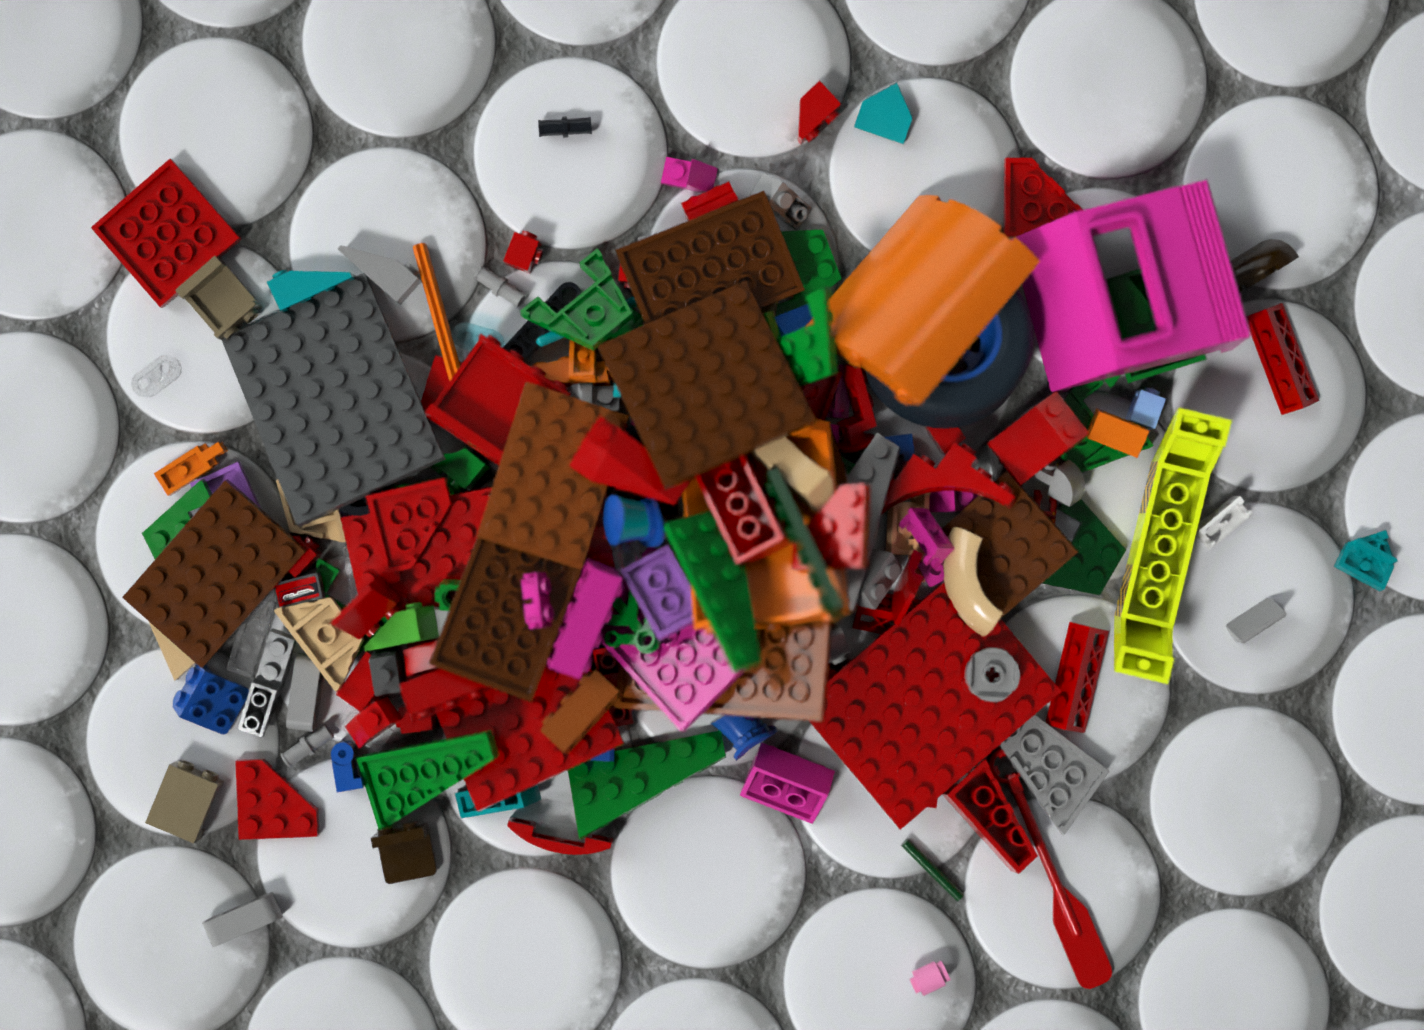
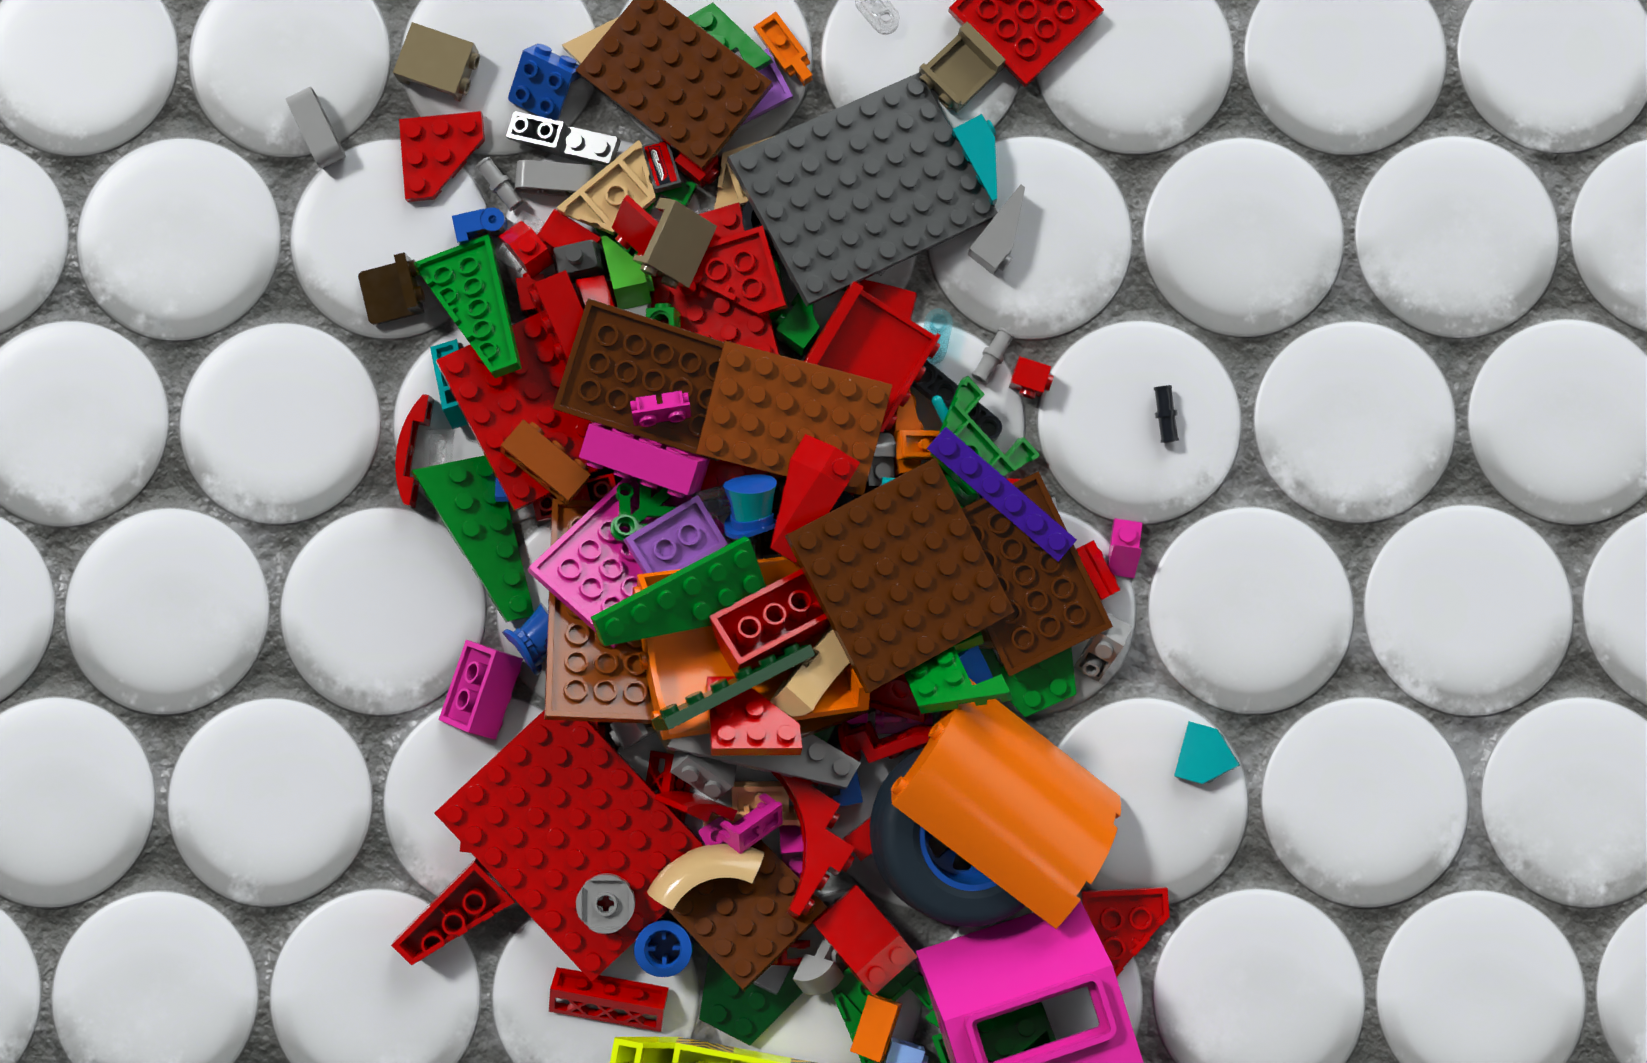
camera: 90 degrees right, 5 degrees down
(251, 639) = (607, 120): clear plate -> none
(380, 577) = (676, 244): none -> dark tan panel
(436, 308) = (965, 291): orange axle -> none
(635, 285) = (1001, 494): none -> dark purple plate
(814, 110) = (1204, 679): red slope -> none
(929, 978) = (276, 855): bright pink brick -> none
(939, 876) = (393, 852): dark green bar -> none
(1034, 623) = (663, 948): none -> blue hat
(1054, 770) = (506, 979): light grey wing -> none
(1069, 914) = (349, 1005): red piece -> none

